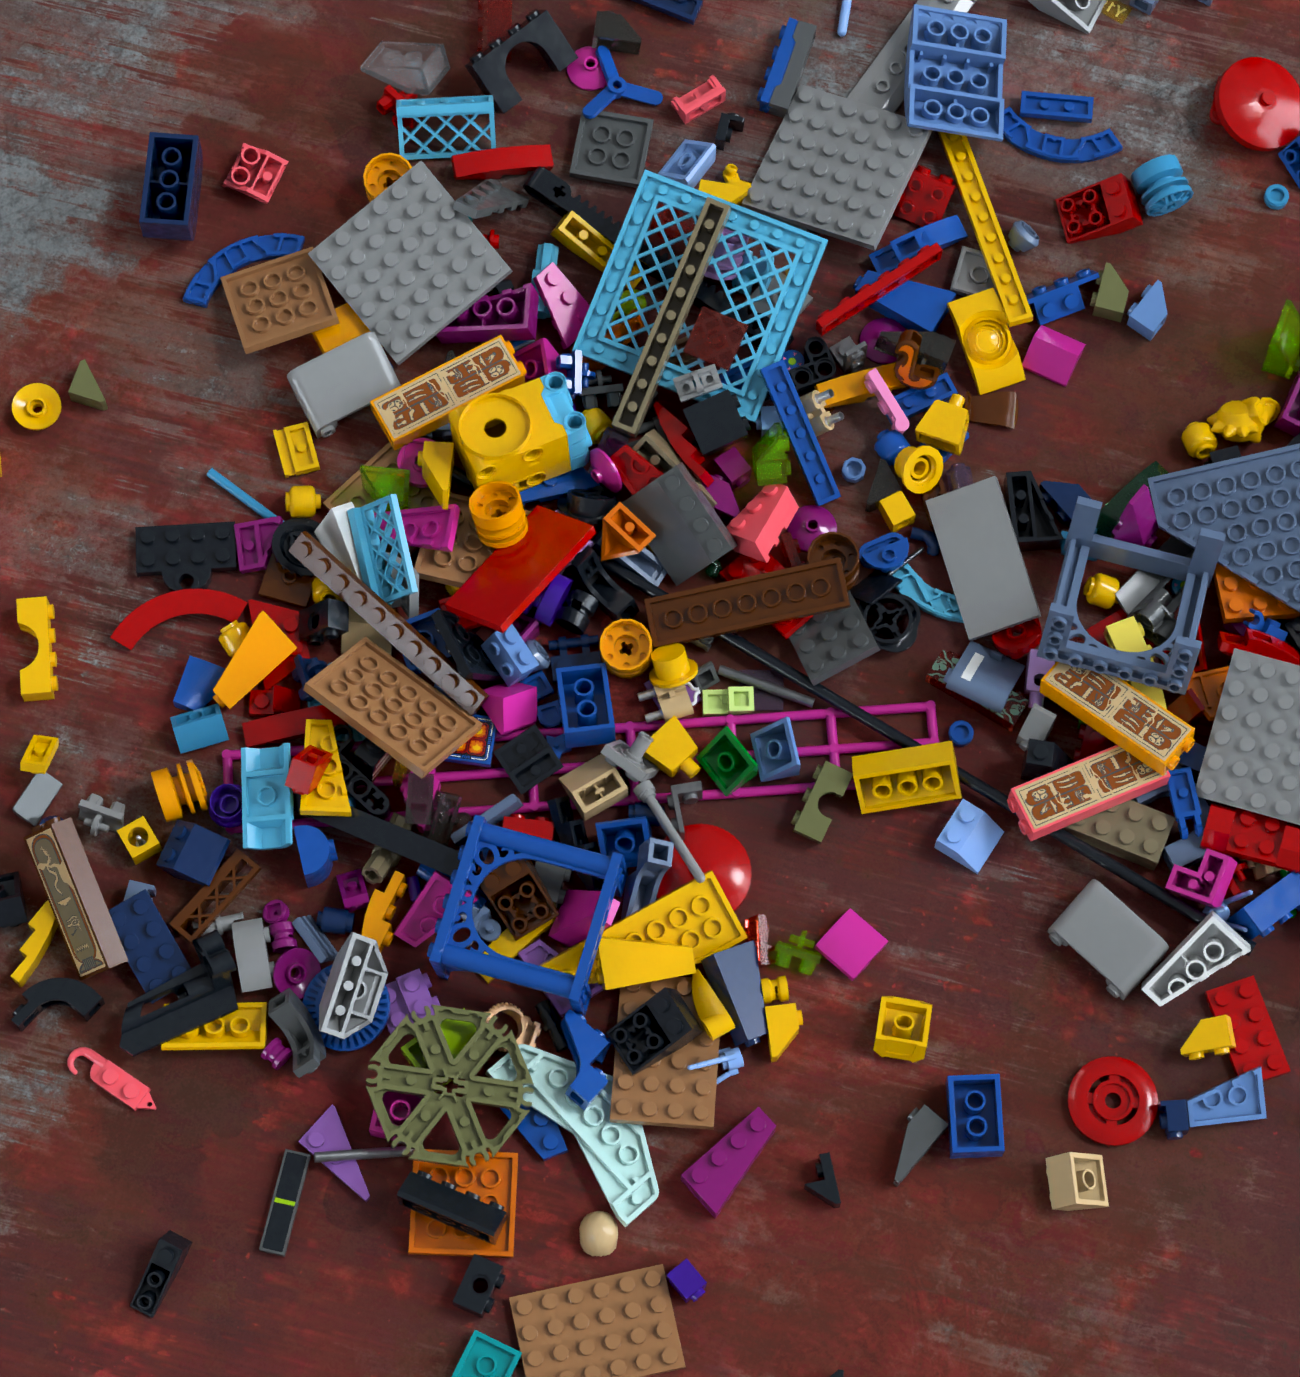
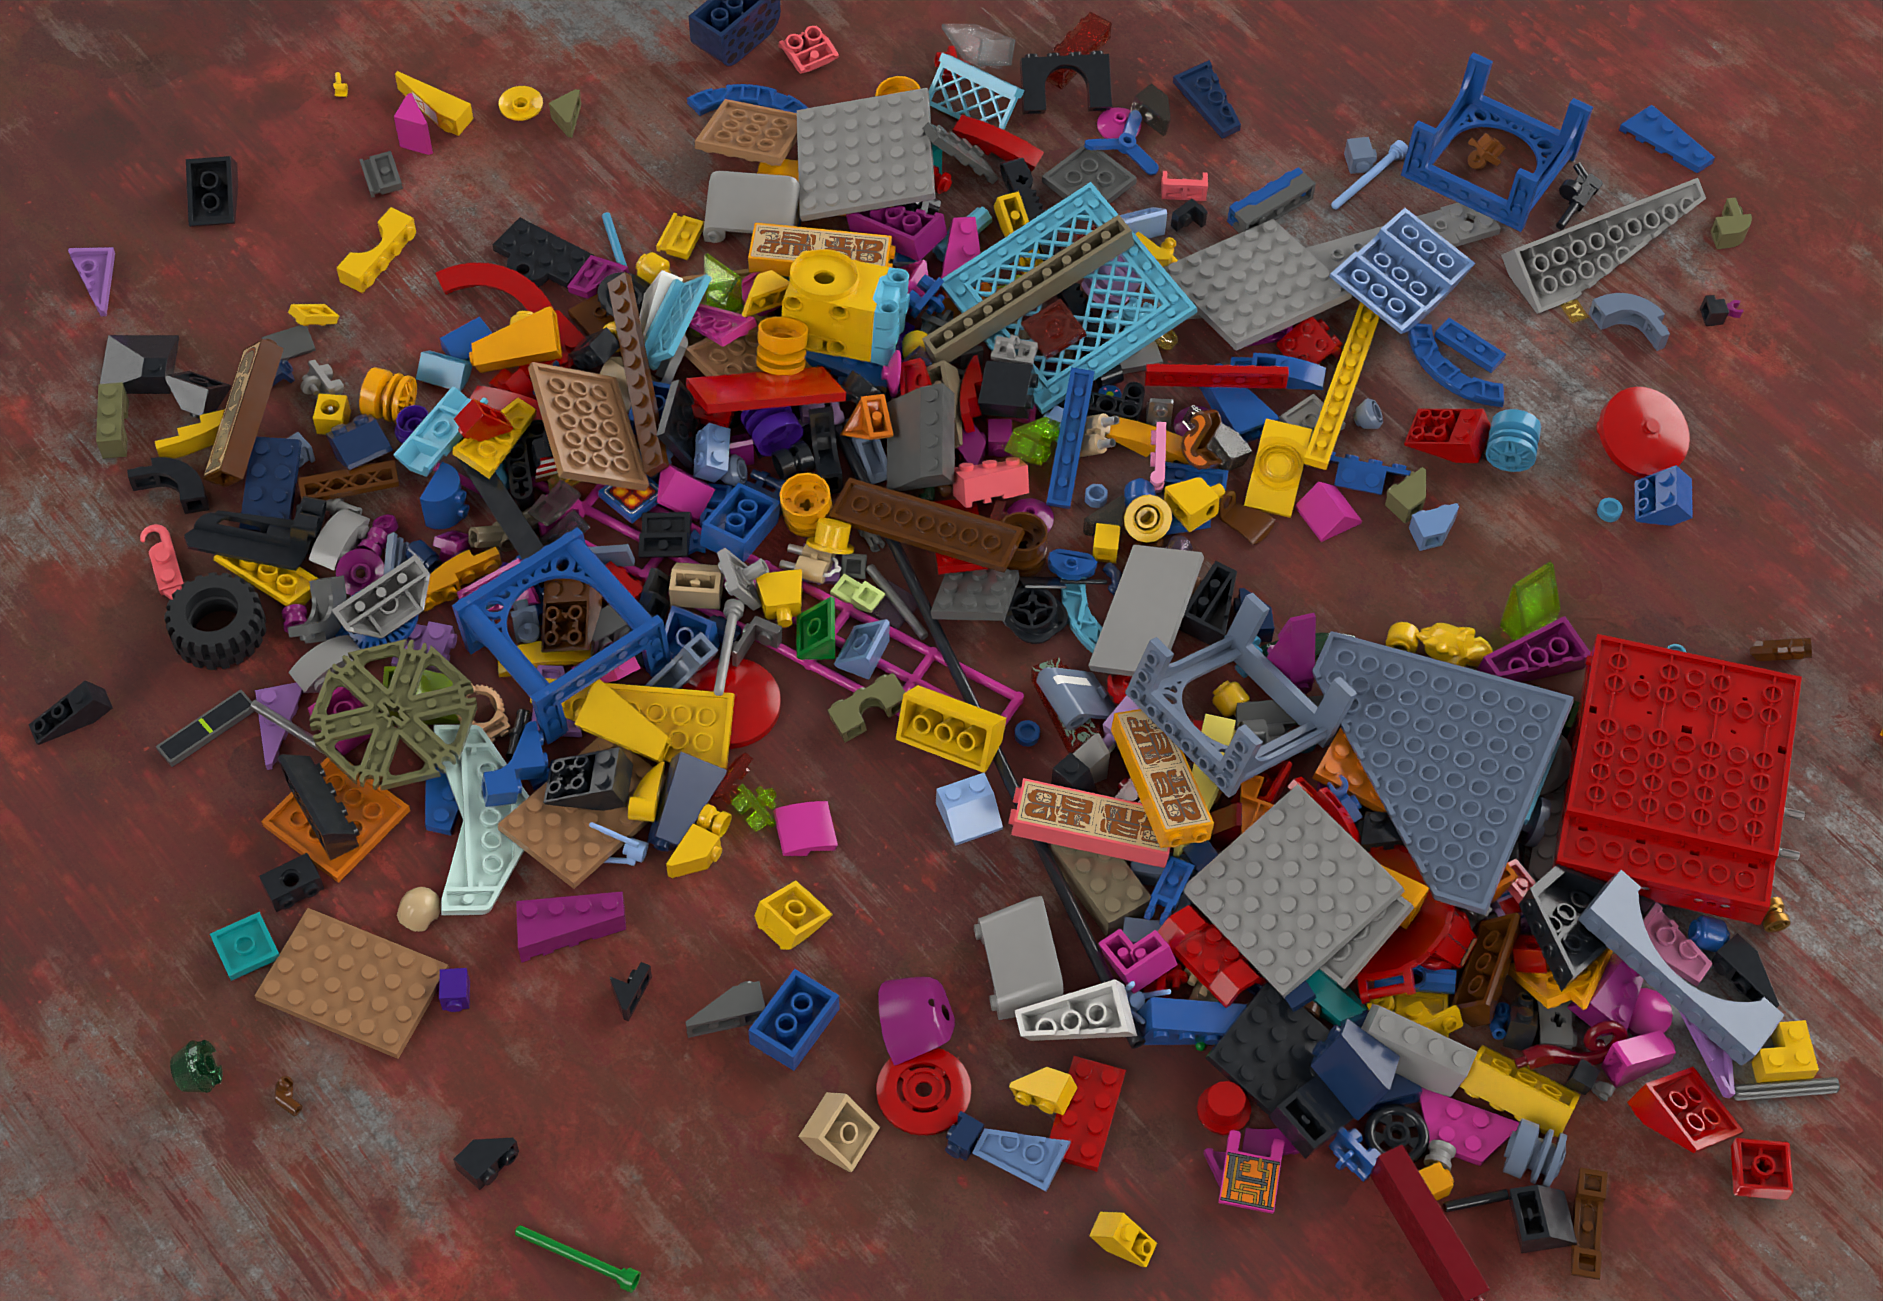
camera: 35 degrees right, 15 degrees down
(190, 1080) = (210, 595): none -> black tyre
(342, 1075) = (313, 666): none -> light grey brick
(1061, 1053) = (908, 1020): none -> magenta piece

